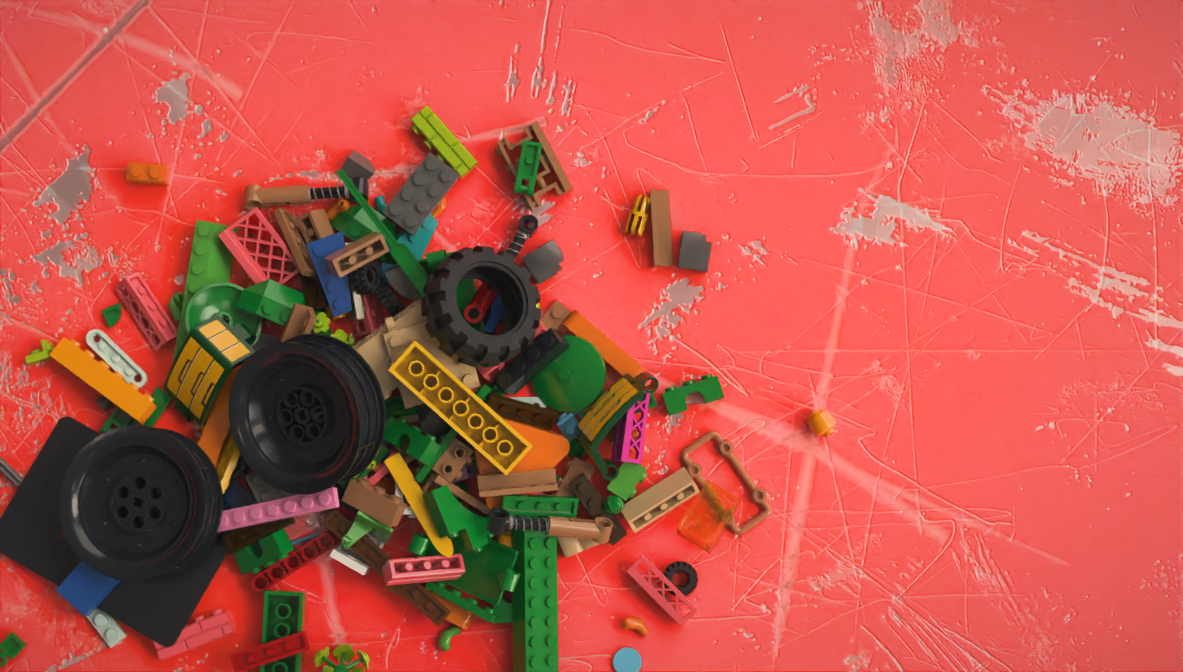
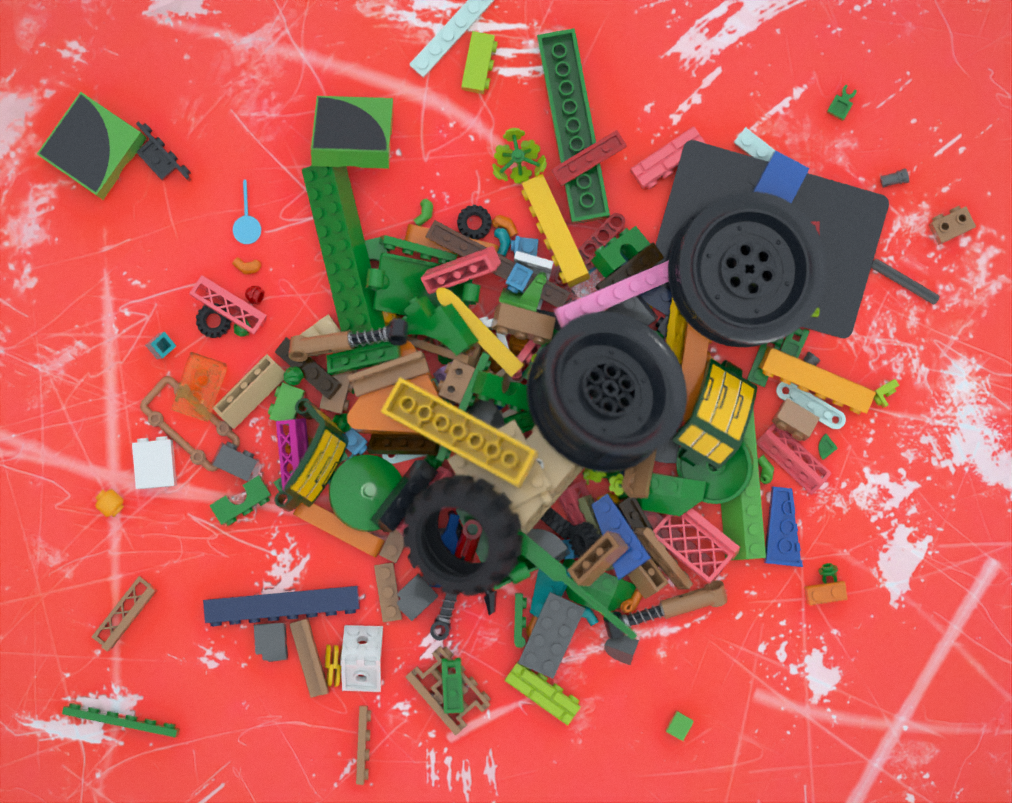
camera: 170 degrees right, 0 degrees up
(135, 347) = (795, 420): none -> medium nougat brick
(140, 195) = (828, 570): none -> green plate
(175, 244) = (782, 537): none -> blue wing
(320, 80) = (679, 725): none -> bright green panel
(321, 587) = (557, 233): none -> yellow brick
(357, 581) = (524, 245): none -> dark azure bracket
(369, 548) = (518, 278): none -> dark azure bracket
(369, 608) = (502, 221): none -> orange arm
(375, 591) = (504, 239): none -> teal arm
(397, 627) = (477, 211): none -> black tyre
(450, 216) = (520, 622): none -> green plate
(474, 239) = (490, 600): none -> black bar
(571, 273) = (387, 592): none -> medium nougat plate
(610, 215) = (361, 658): none -> white bracket
(629, 125) = (362, 753): none -> medium nougat plate
(634, 595) = (254, 294): none -> red plate
(656, 561) = (240, 331): none -> green plate
(676, 285) = (281, 604): none -> dark blue brick
(690, 435) = (234, 461): none -> dark grey brick
(737, 565) = (160, 345): none -> teal brick
(769, 451) = (154, 463): none -> white brick
(827, 306) = (130, 616): none -> medium nougat fence
(848, 207) = (129, 721): none -> green plate

